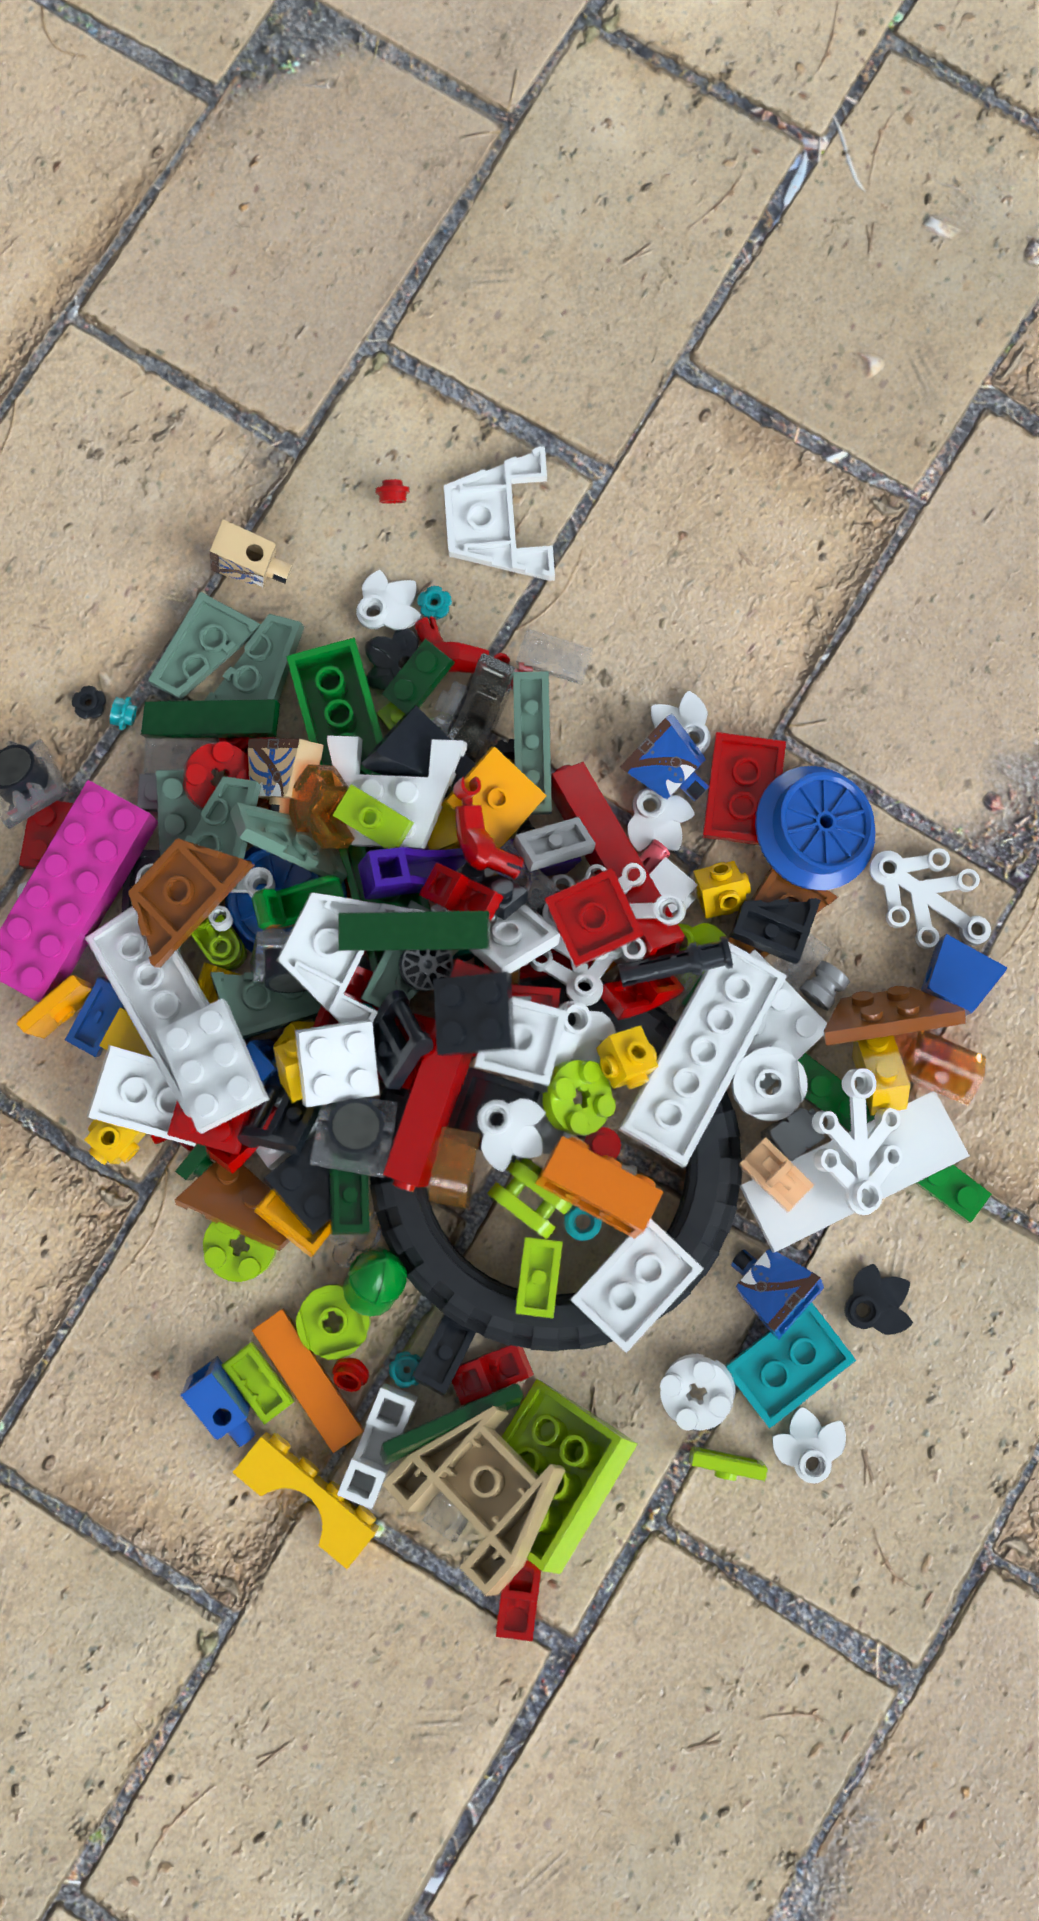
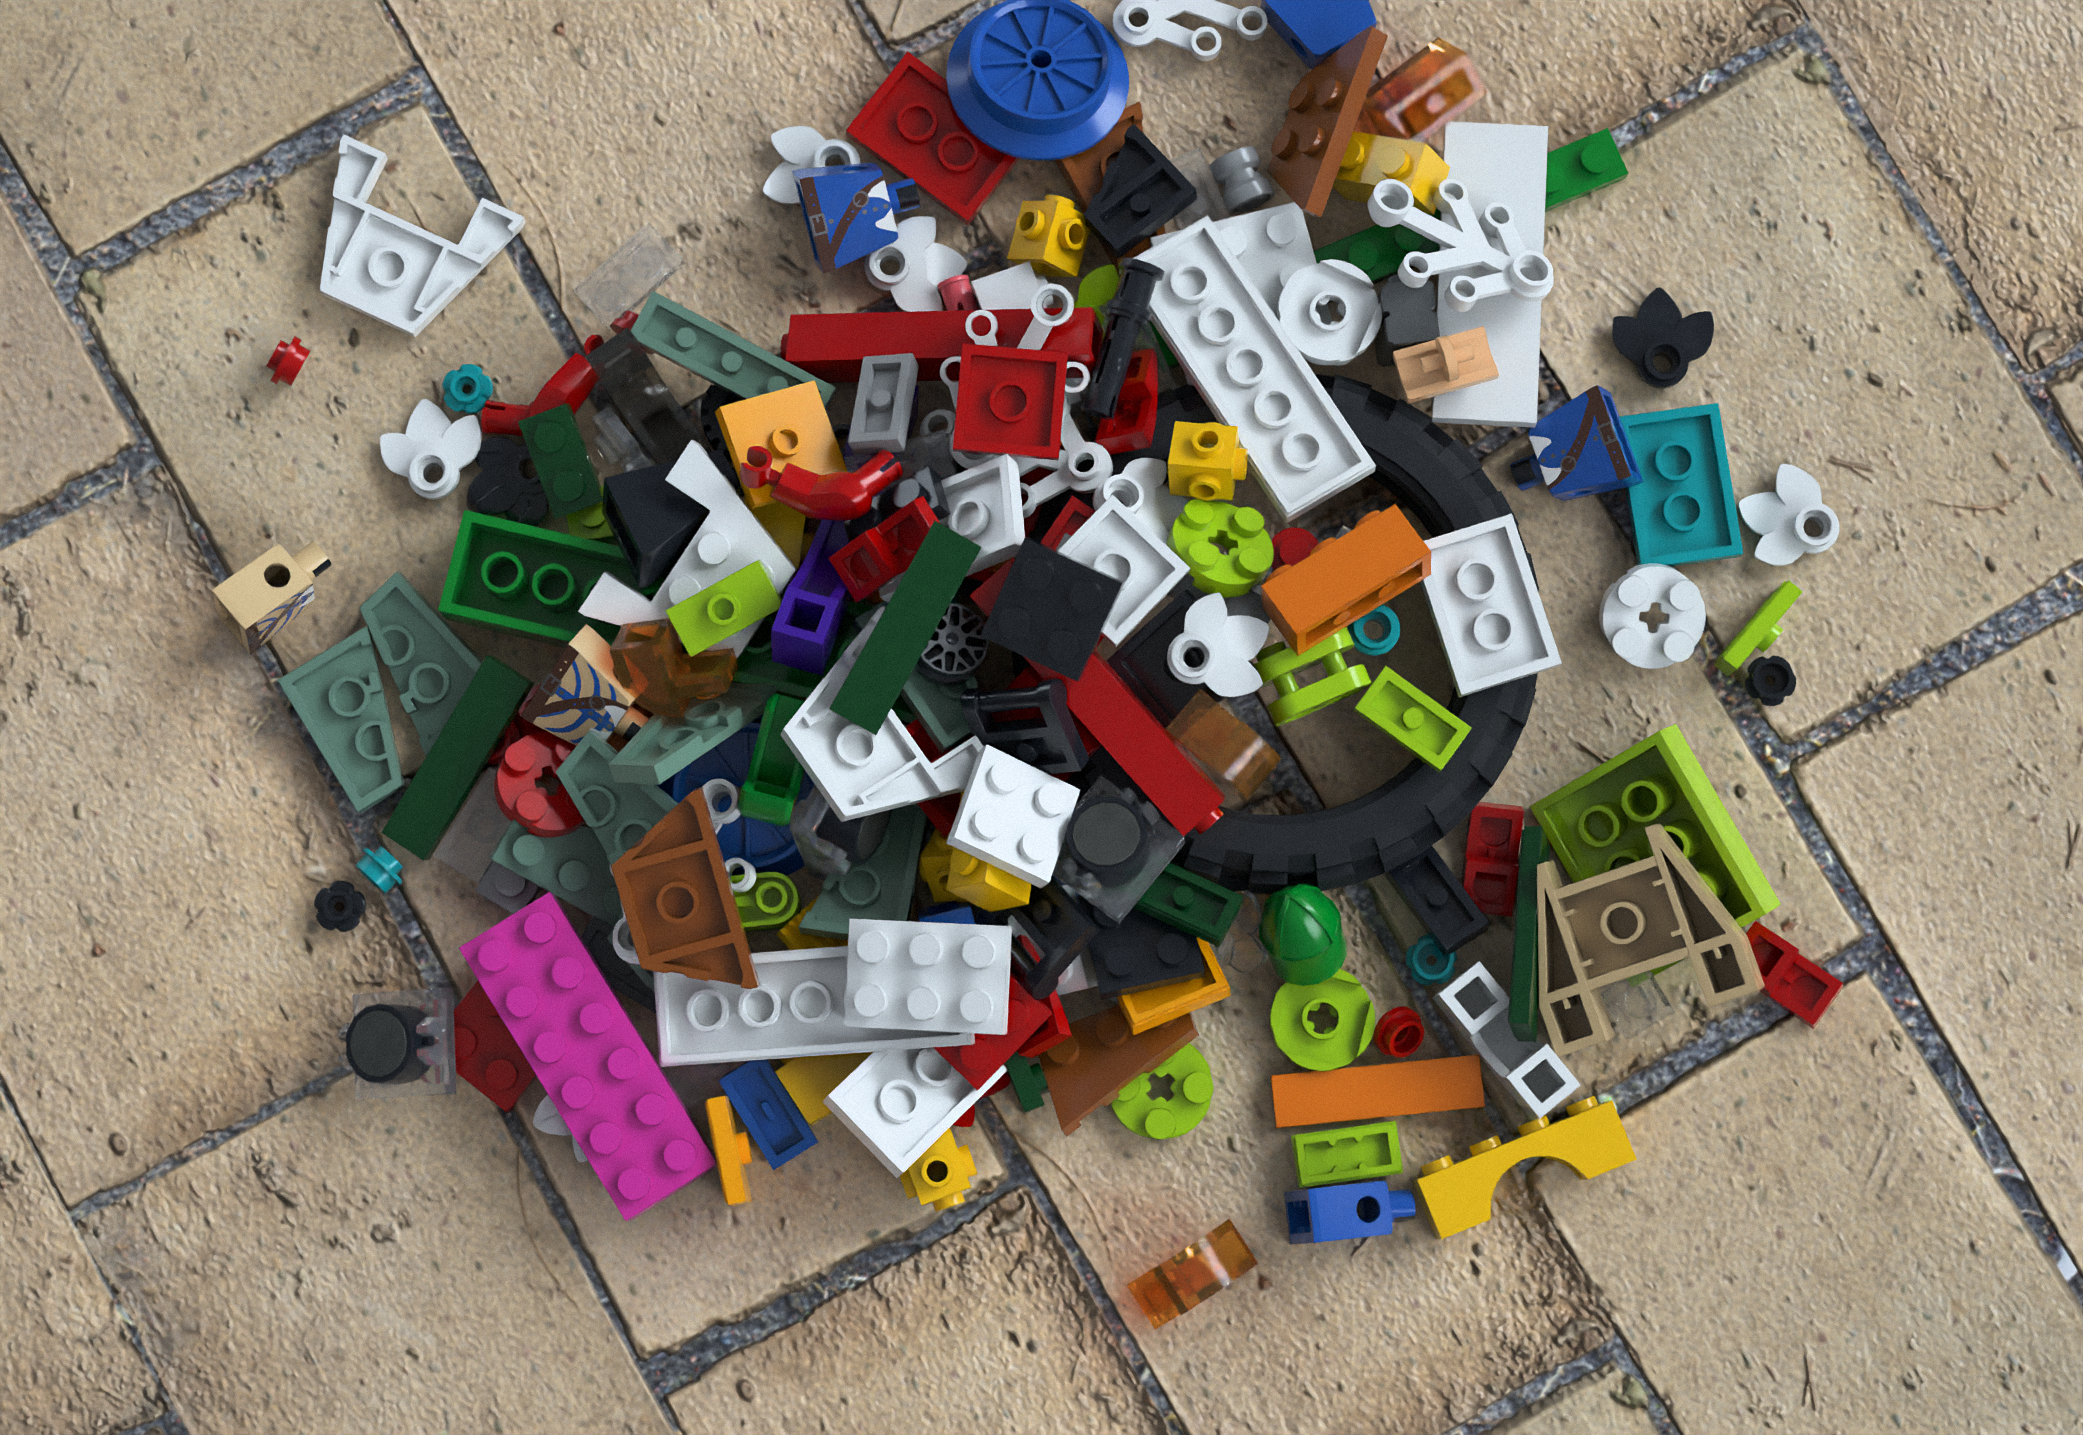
camera: 70 degrees left, 0 degrees up
(133, 1329) = (1192, 1274): none -> clear orange brick
(704, 1498) = (1781, 672): none -> black plate

